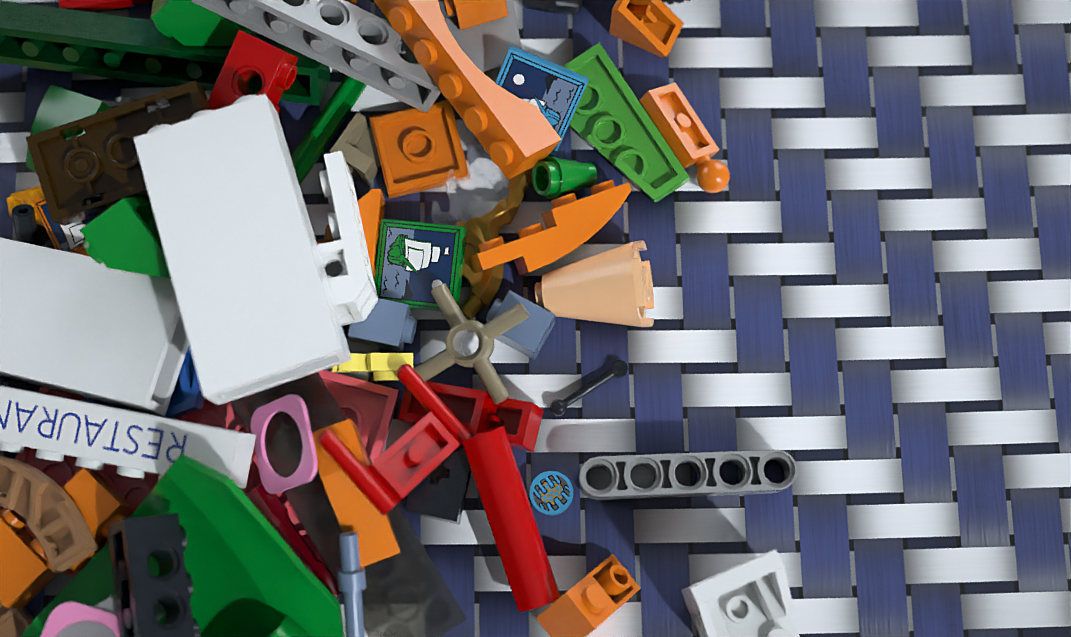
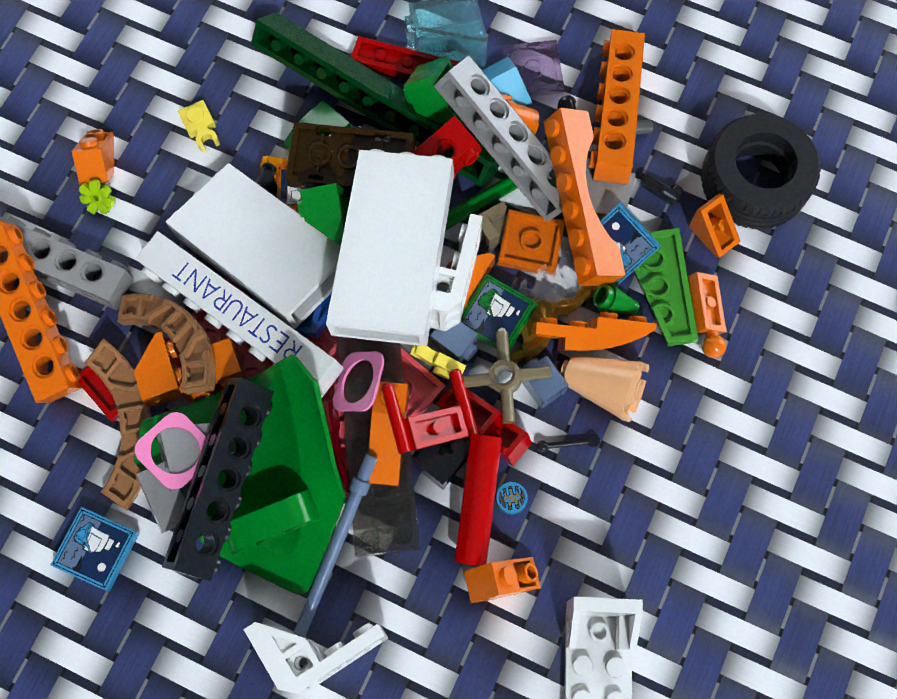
camera: 25 degrees right, 5 degrees down
(706, 466) = (621, 529): light grey beam -> none

